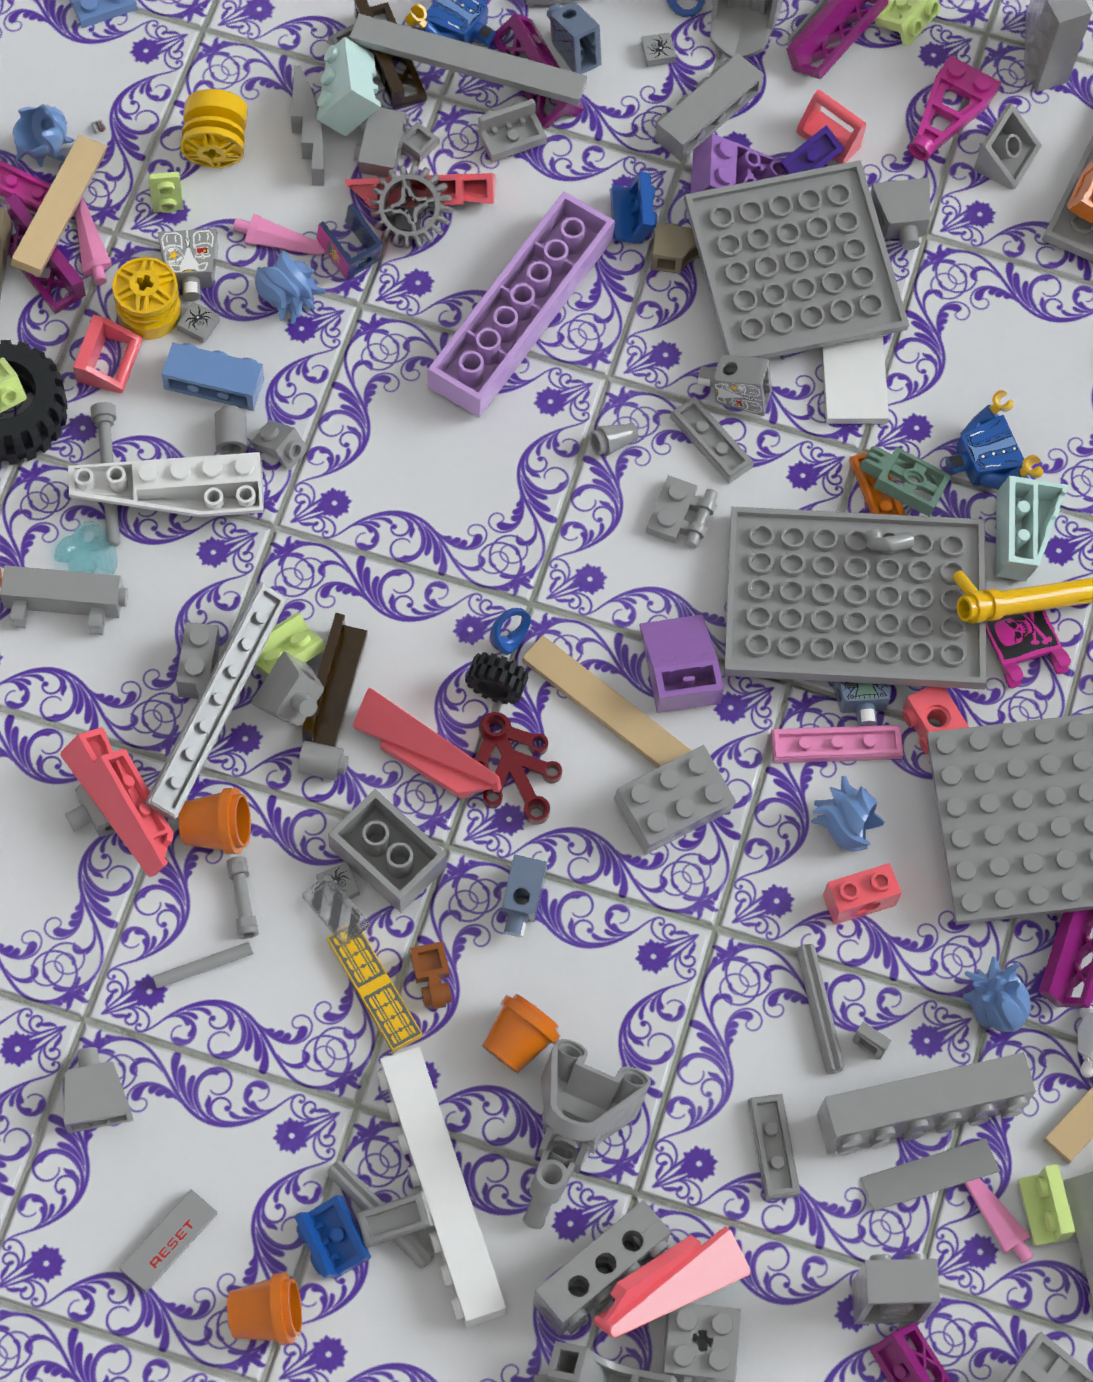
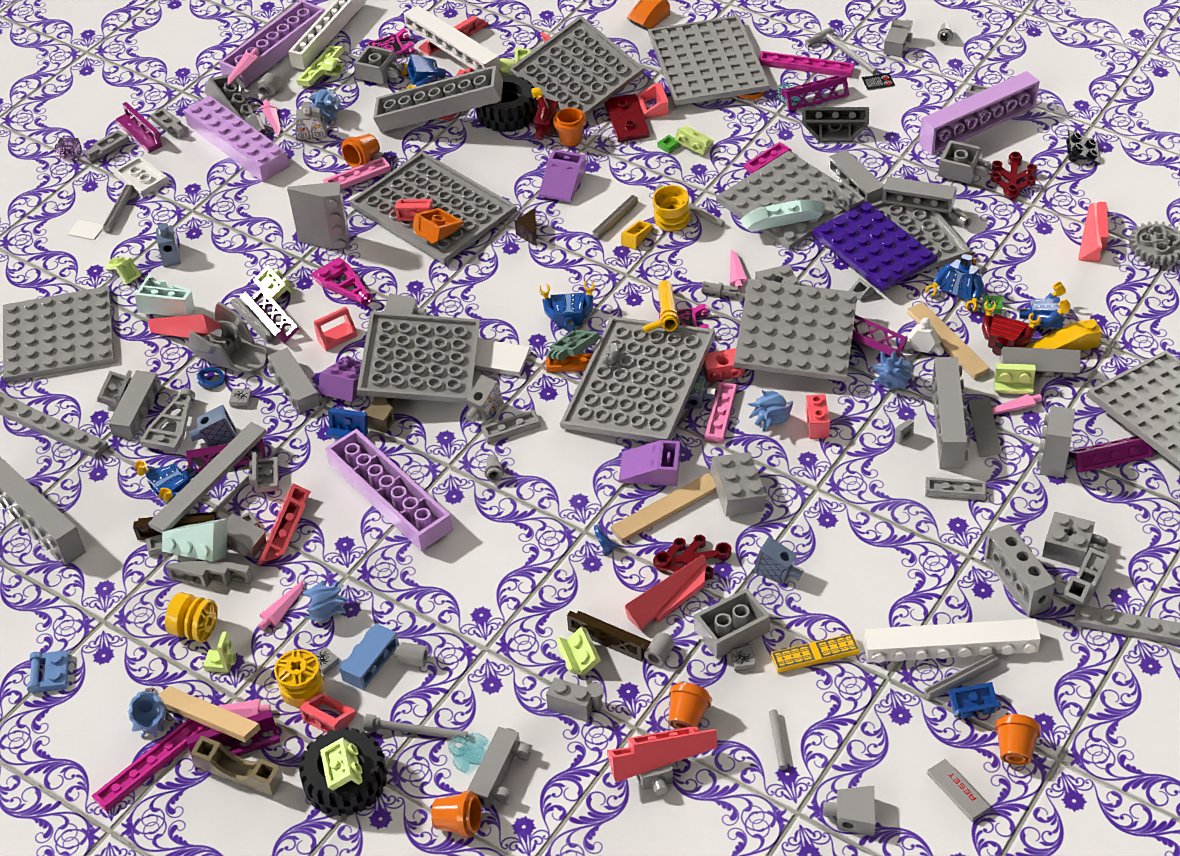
camera: 65 degrees left, 20 degrees down
(175, 485) = (445, 682): white wedge -> none
(192, 258) = (271, 649): light grey torso -> none
(216, 702) = (609, 685): tile -> none
(246, 922) = (757, 709): light grey bar -> none
(281, 442) = (430, 630): light grey bracket -> none
(289, 691) = (614, 648): light grey torso -> none
(335, 909) = (762, 658): clear tile -> none
(372, 244) = (306, 564): dark blue piece -> none
(394, 1219) = (970, 663): light grey tile -> none
(407, 191) = (308, 524): light grey gear -> none
(430, 965) = (809, 621): dark orange plate -> none
(496, 678) = (635, 547): black tyre -> none
(520, 1033) = (865, 581): orange piece -> none
(581, 1107) = (919, 561): light grey connector -> none
(672, 508) = (550, 453): light grey plate -> none
(673, 1281) = (1036, 537): wedge -> none
(813, 153) = (349, 341): dark purple plate -> none
(820, 1008) = (879, 451): light grey axle -> none
(1007, 149) = (381, 264): light grey slope -> none
(1024, 524) = (615, 301): light aqua wedge -> none

